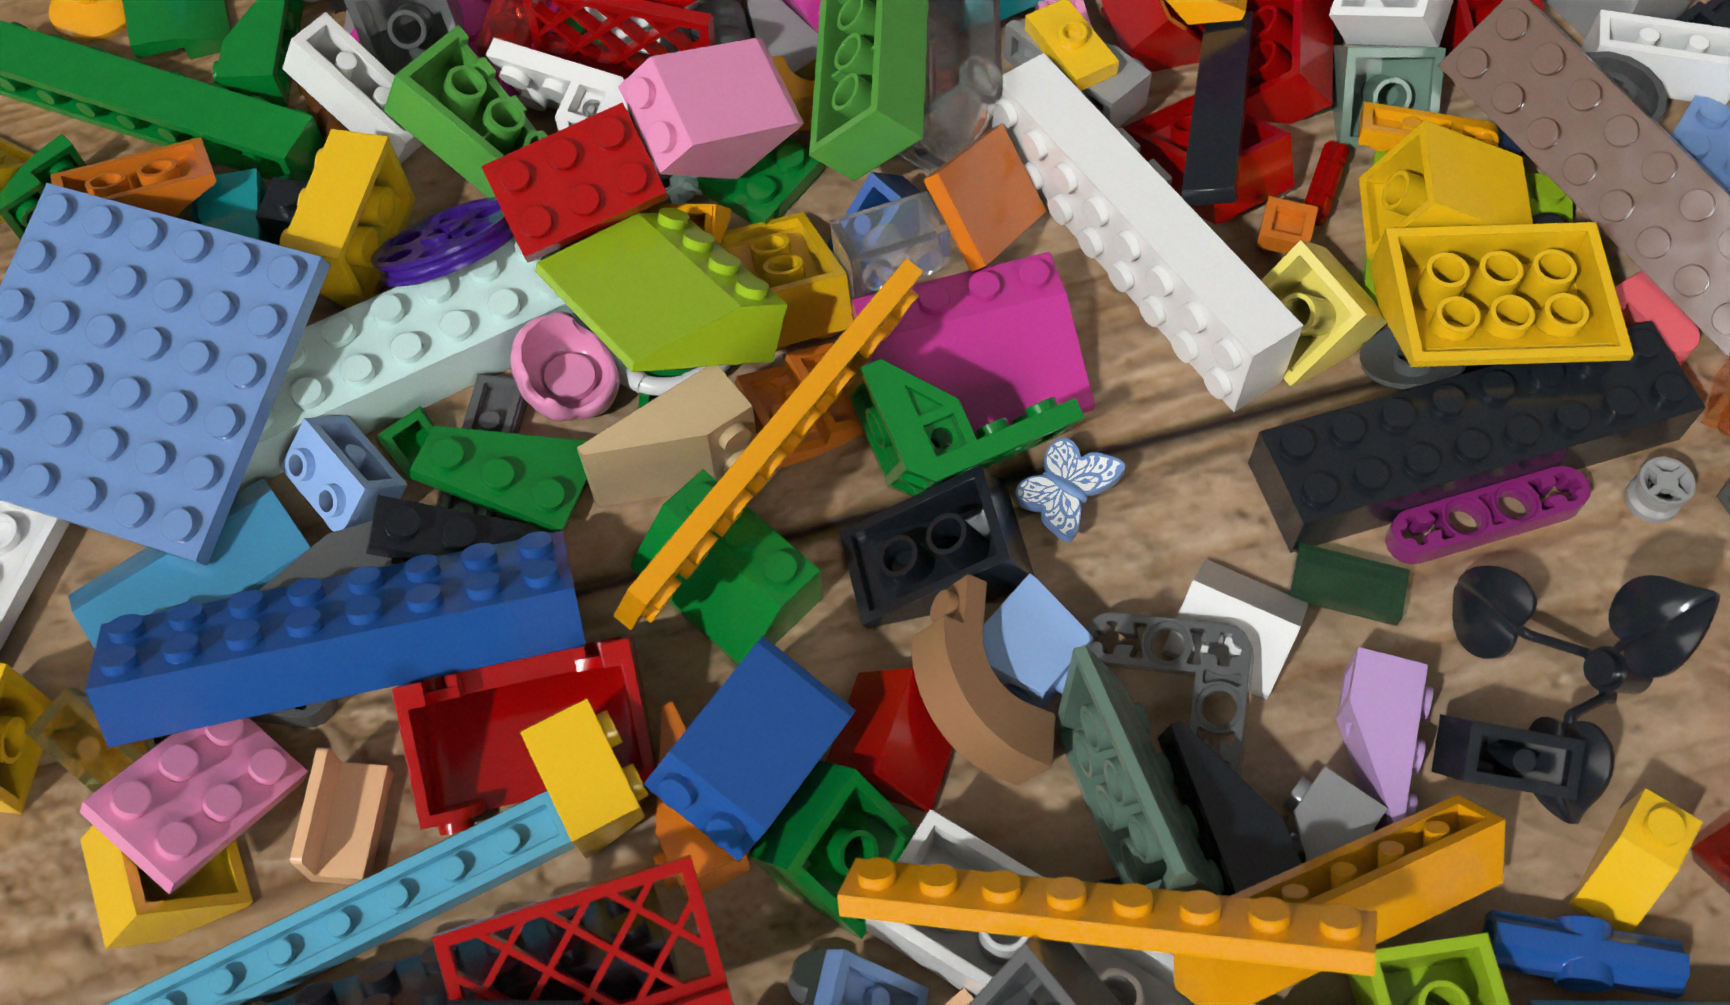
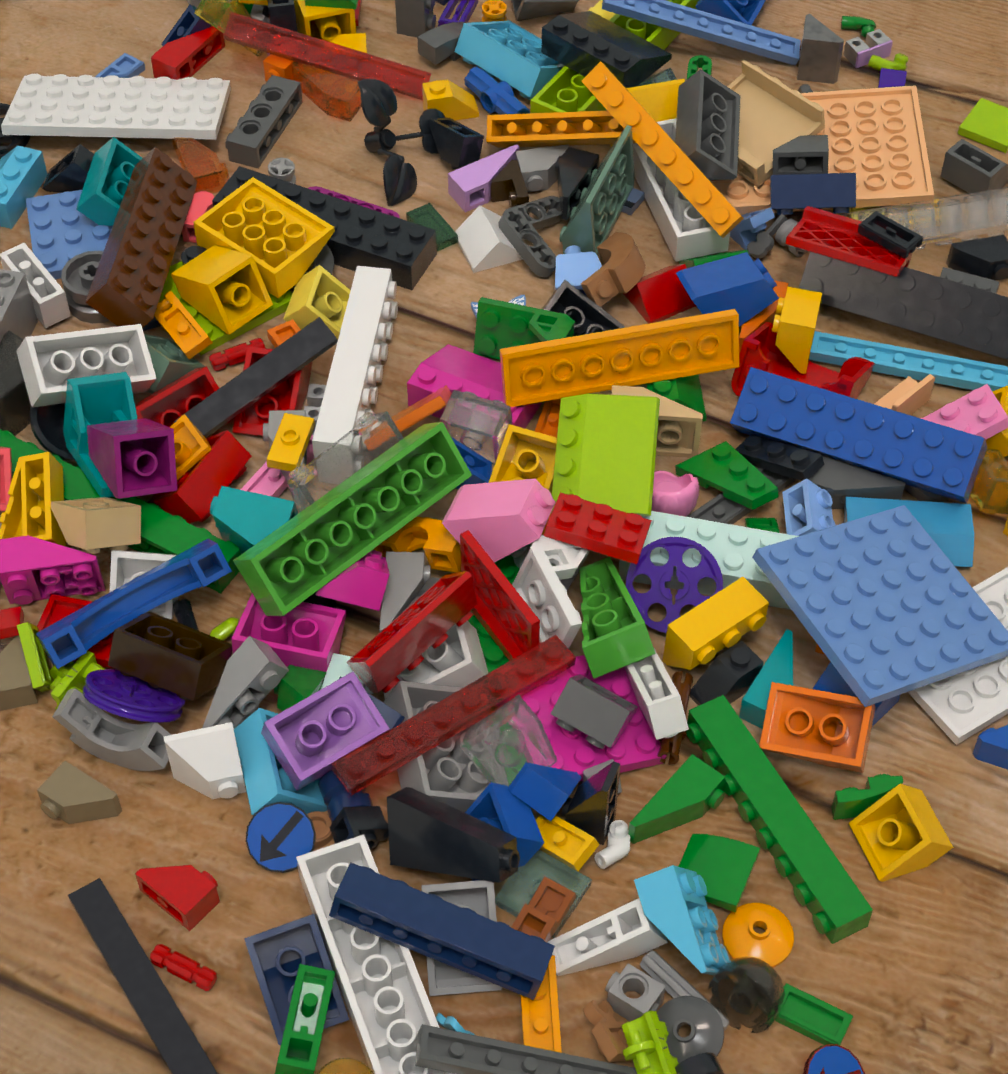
camera: 140 degrees left, 10 degrees down
(1294, 746) = (509, 186): none -> dark brown slope

